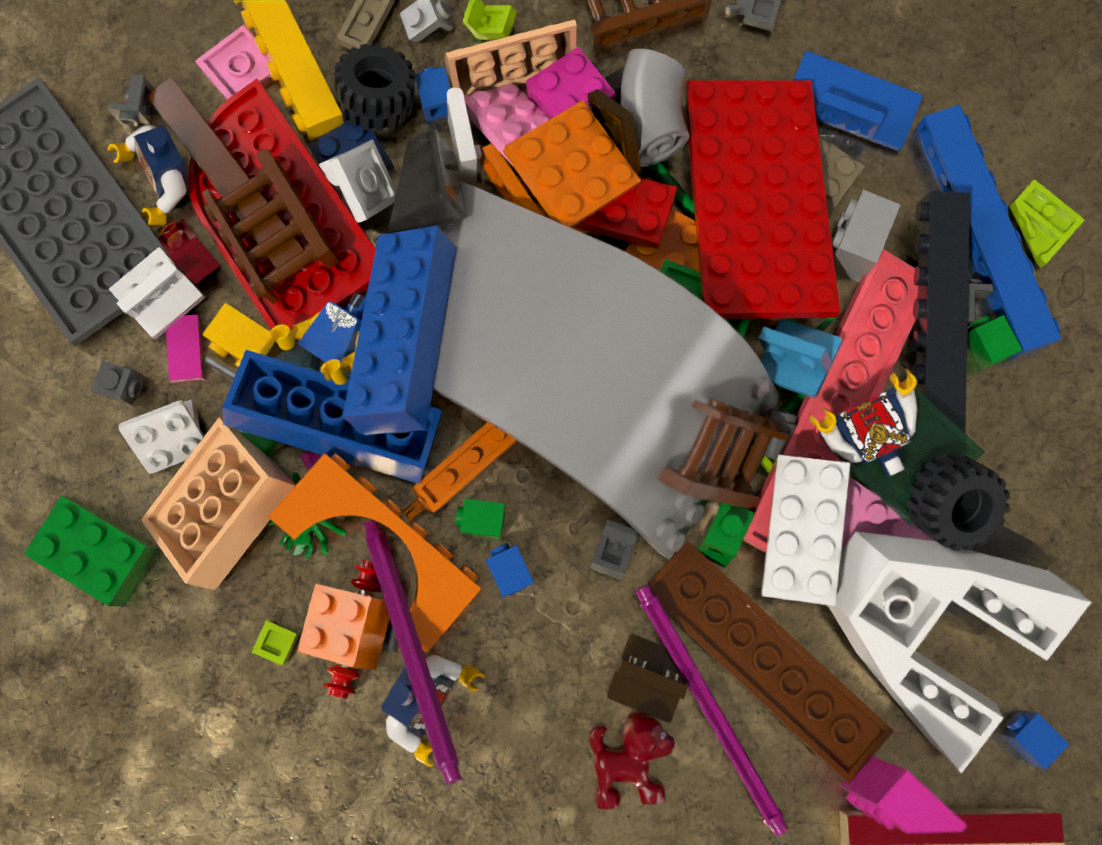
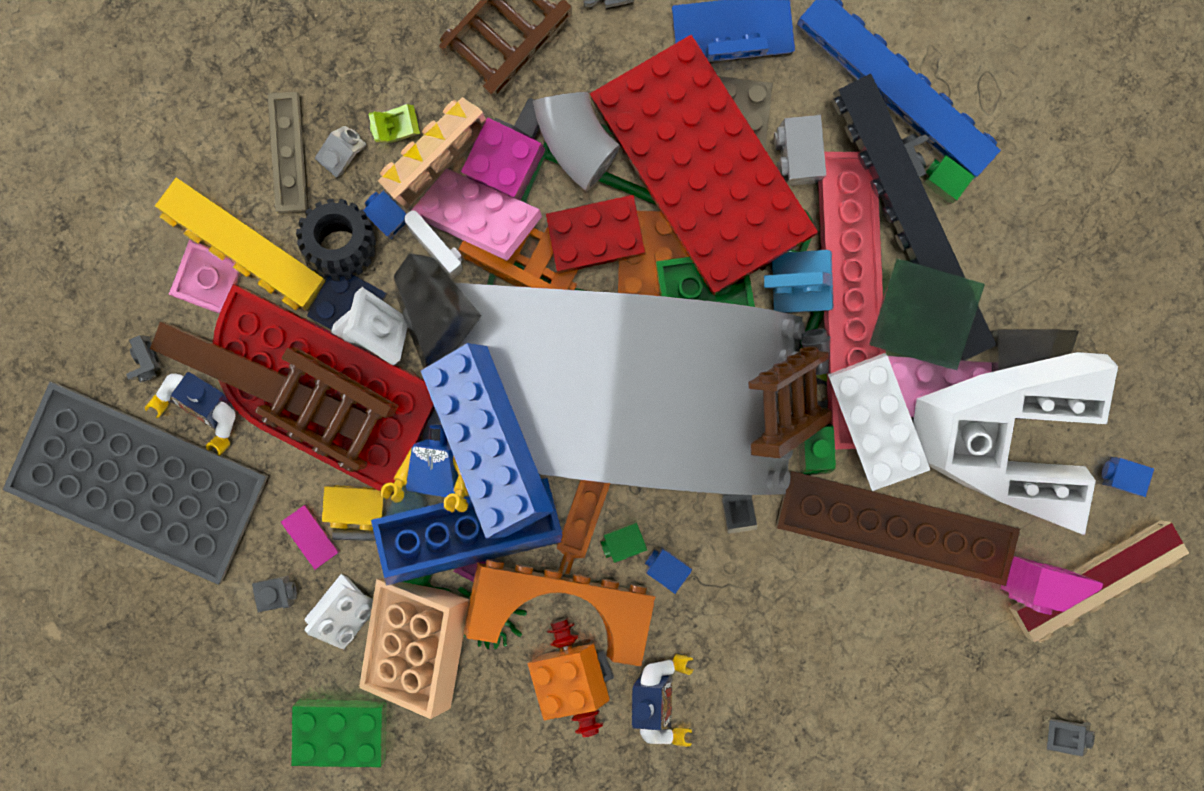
camera: 30 degrees left, 10 degrees up
(156, 293) = (263, 508): white bracket -> none
(187, 251) = (264, 458): dark red slope -> none
(275, 643) = (520, 721): lime plate -> none
(413, 654) = (632, 674): magenta piece -> none
(571, 165) = (543, 231): orange plate -> none
(618, 124) = (559, 179): dark brown plate -> none
(643, 742) = (839, 641): dark red animal -> none
(648, 679) = (818, 589): dark brown bracket -> none
(712, 710) = (874, 587): magenta piece -> none
(874, 427) = (890, 313): torso -> none
(977, 513) = (983, 337): black tyre -> none
(1044, 221) = (940, 51): lime wing -> none

